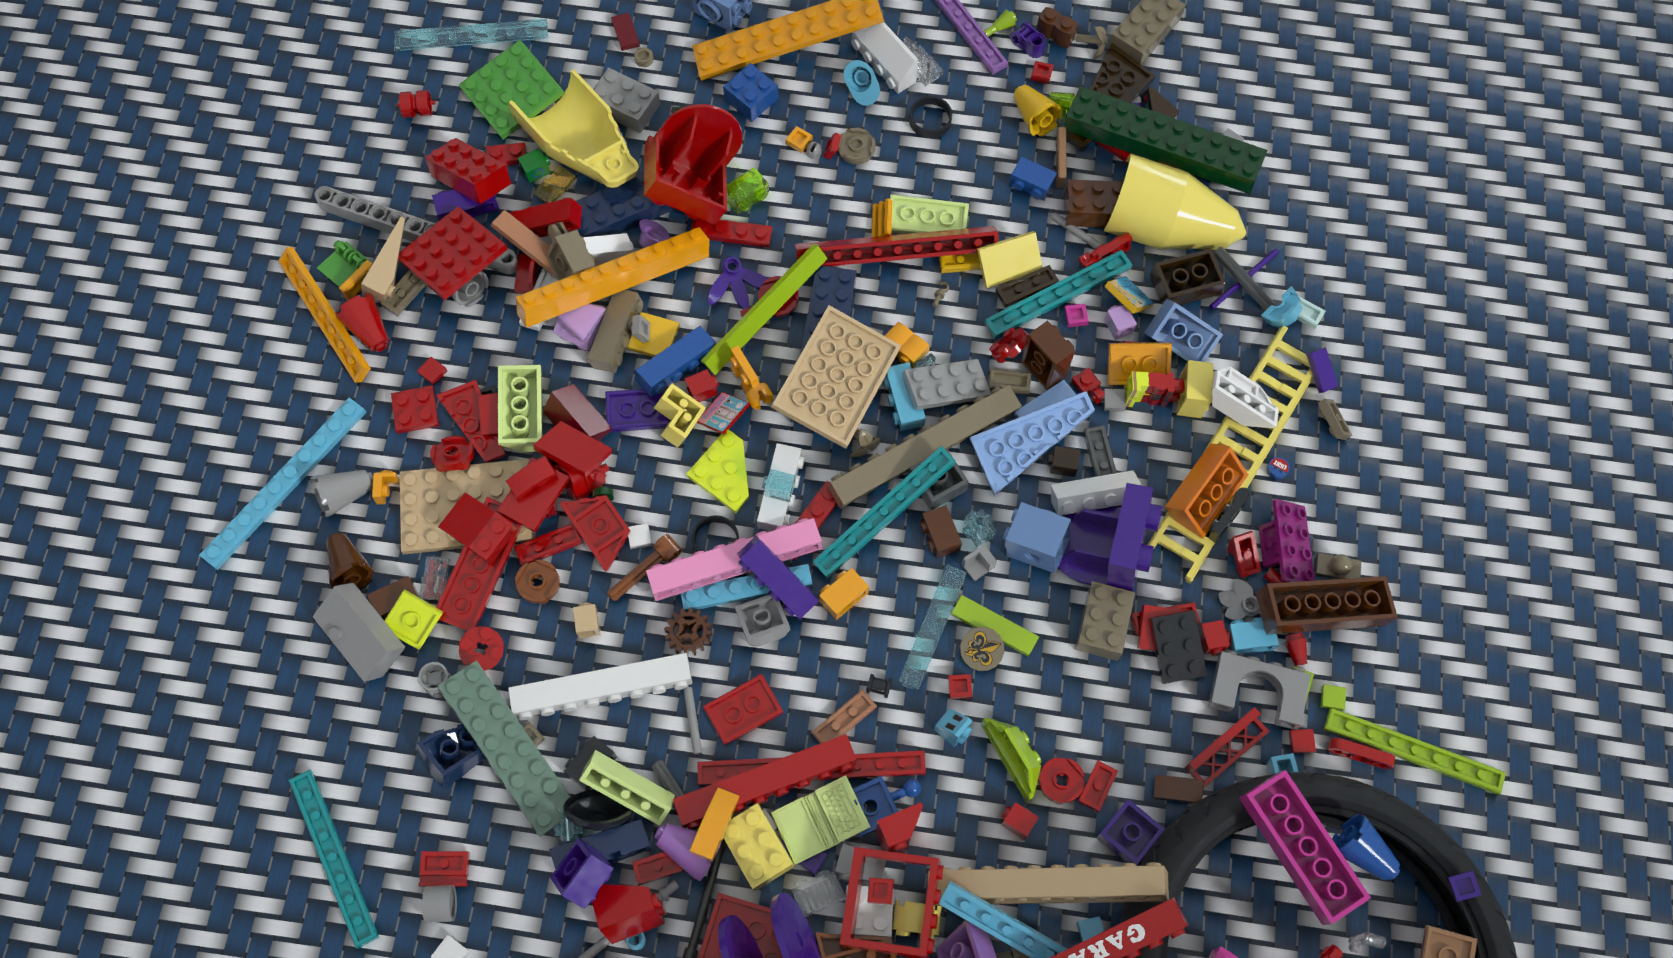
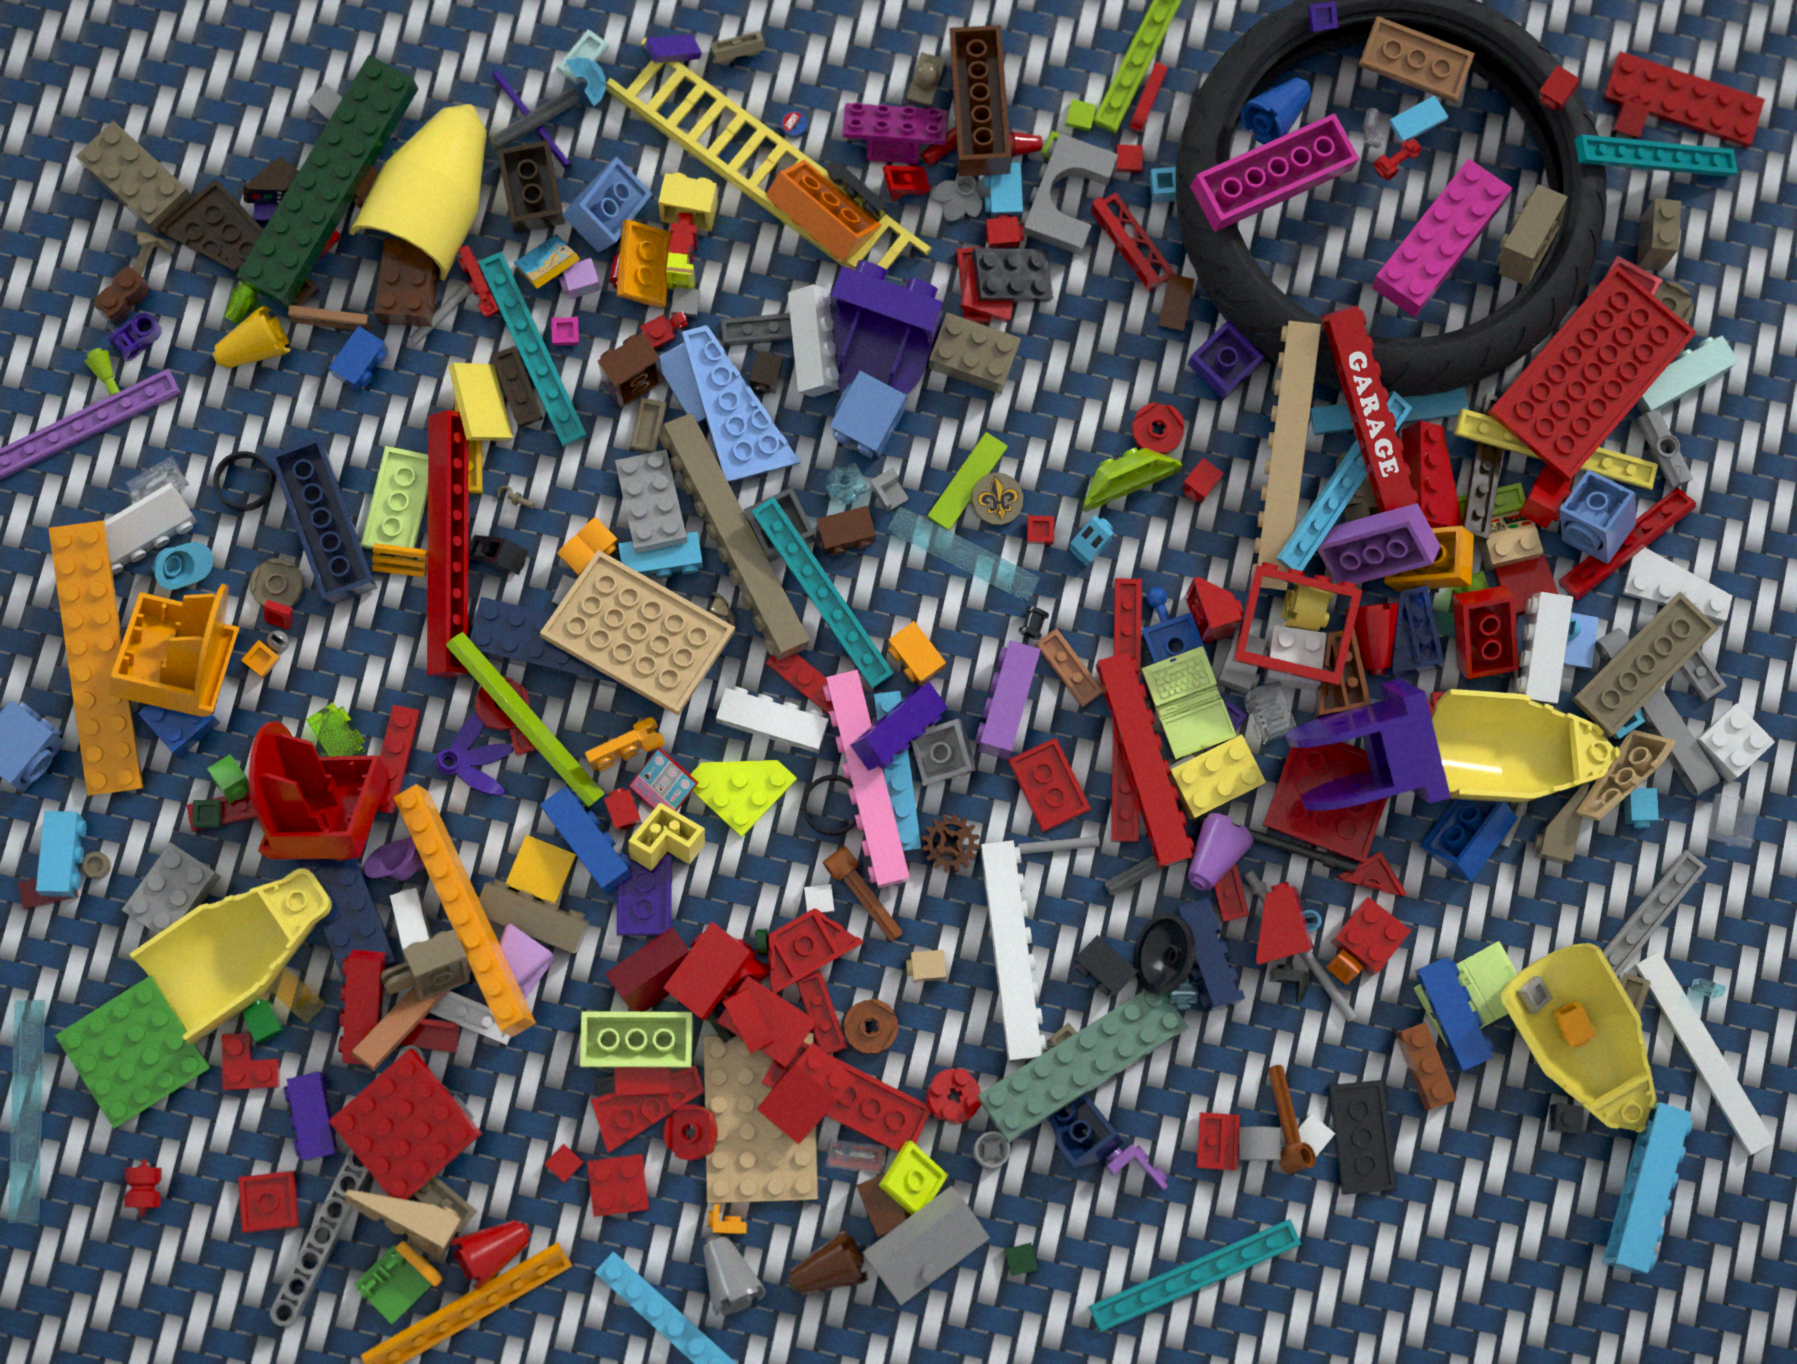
camera: 90 degrees left, 10 degrees up
(350, 712) = (1021, 1259): none -> dark green tile
(407, 183) = (268, 1201): none -> red tile
(430, 803) = (1121, 1158): none -> medium lavender bracket
(430, 936) = (1296, 1154): none -> dark orange axle
(468, 170) = (273, 1107): red brick -> none
(581, 873) = (1249, 966): dark purple brick -> none
(587, 921) = (1286, 974): none -> pearl dark grey plate
(627, 787) = (1143, 918): yellowish green brick -> none
(640, 328) = (536, 882): light grey plate -> none
(648, 32) = (60, 854): none -> medium azure brick
(714, 824) = (1197, 815): light orange slope -> none
(779, 485) = (778, 716): clear light blue brick -> none
(793, 76) = (175, 652): none -> light orange plate
(808, 665) = (1009, 698): none -> medium lavender brick
(880, 891) = (1287, 633): red tile -> none
(892, 284) = (497, 554): none -> black slope
(904, 165) = (323, 521): none -> dark blue brick
(929, 360) = (619, 526): clear light blue tile -> none
(1010, 345) = (605, 429): red plate -> none
(1042, 72) = (187, 326): red tile -> none
(1097, 786) = (1167, 389): red plate -> none
(1242, 399) = (712, 145): white wedge -> none

